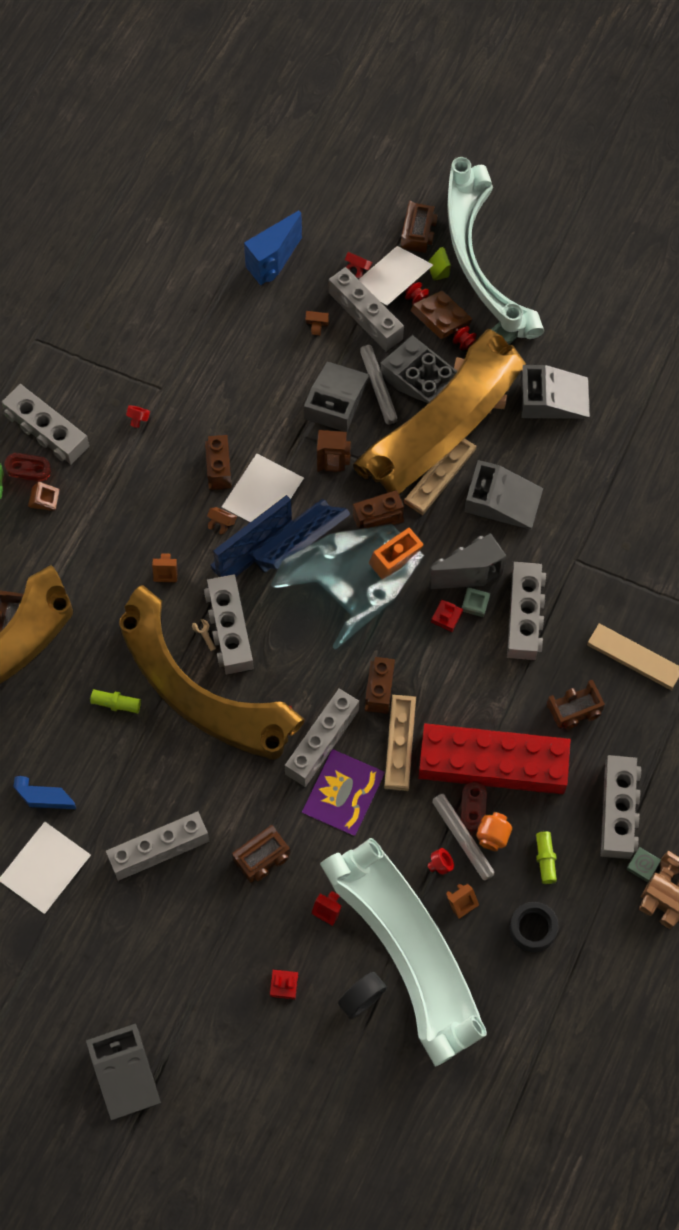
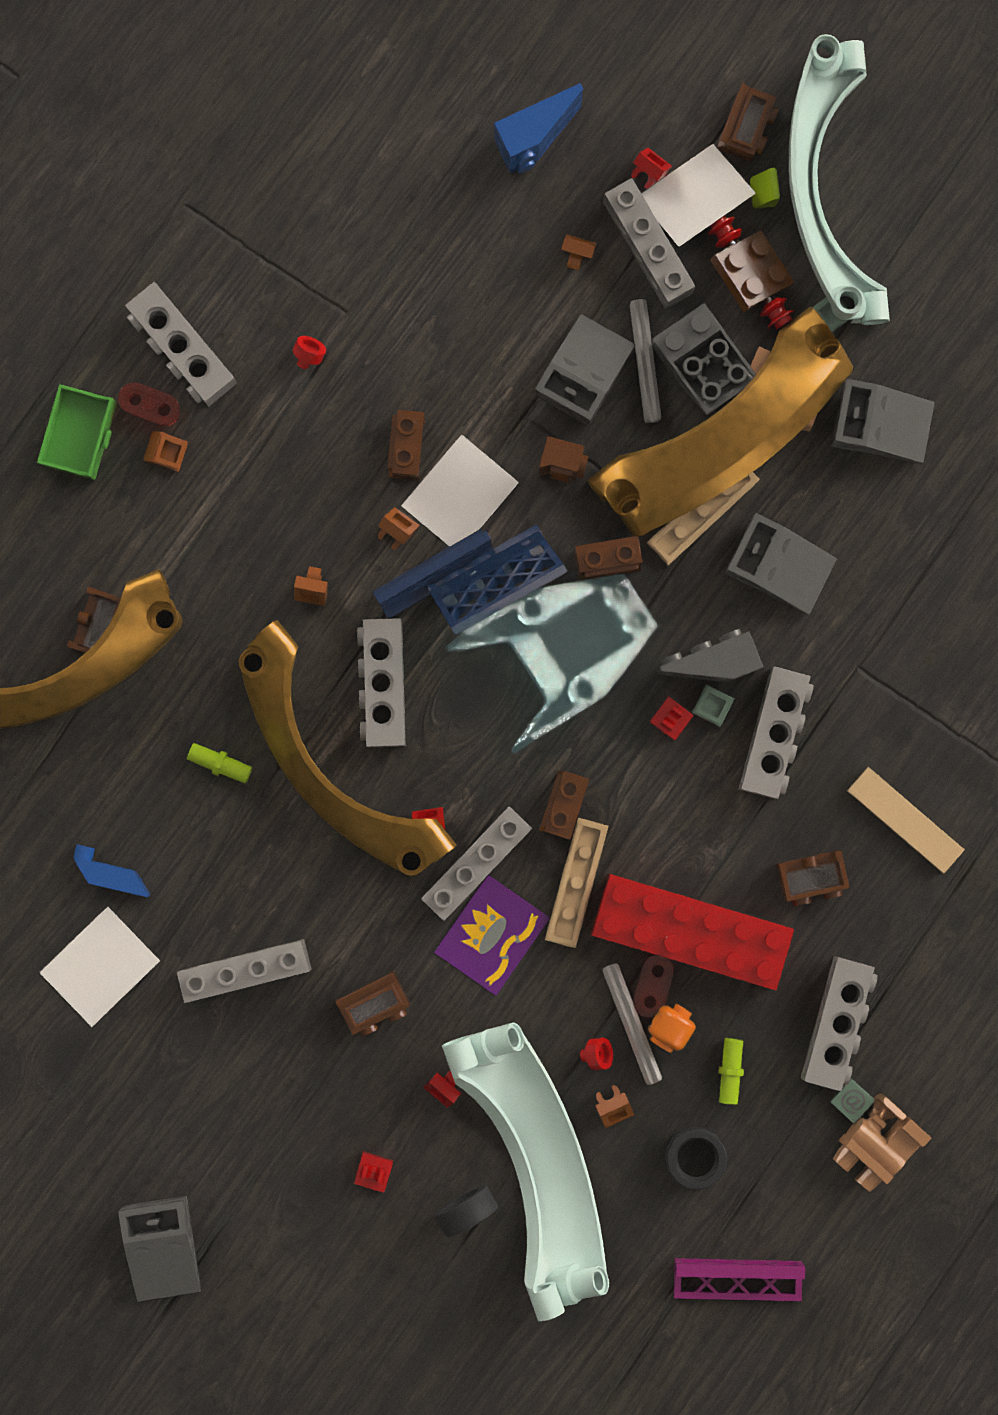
camera: 10 degrees right, 20 degrees up
(204, 632) = (348, 685): tan hand -> none
(395, 553) = (619, 627): orange slope -> none
(587, 1005) = (738, 1269): none -> magenta fence

